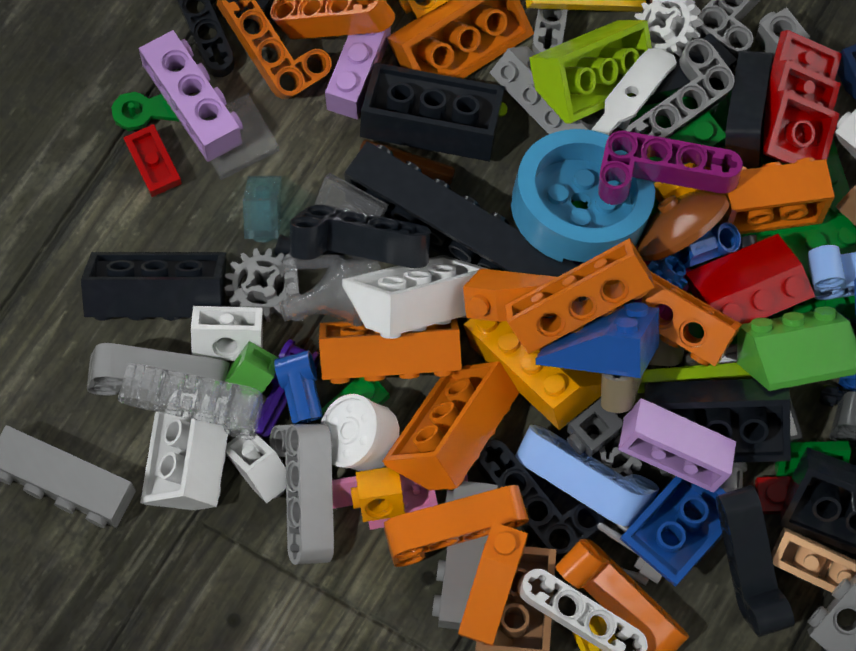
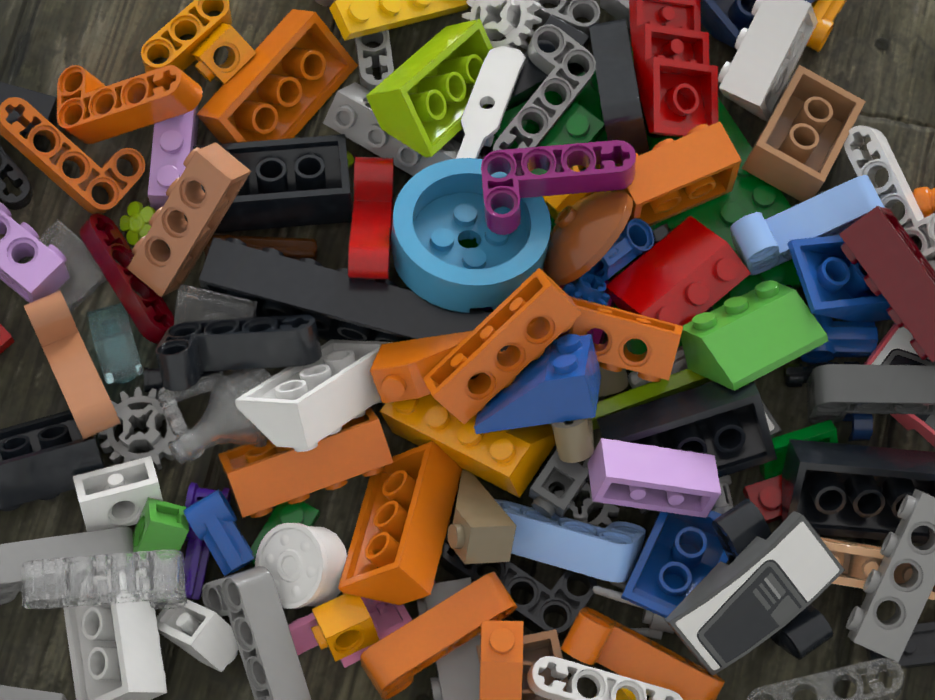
camera: 20 degrees left, 0 degrees up
(220, 214) = (72, 365): none -> nougat beam
(281, 123) = (106, 244): none -> dark red beam
(312, 114) = (137, 222): none -> lime plant
(351, 119) = (222, 179): none -> nougat brick
(498, 174) = (371, 218): none -> red beam
(517, 443) = (480, 526): none -> dark tan slope
(735, 569) = (755, 594): none -> slope

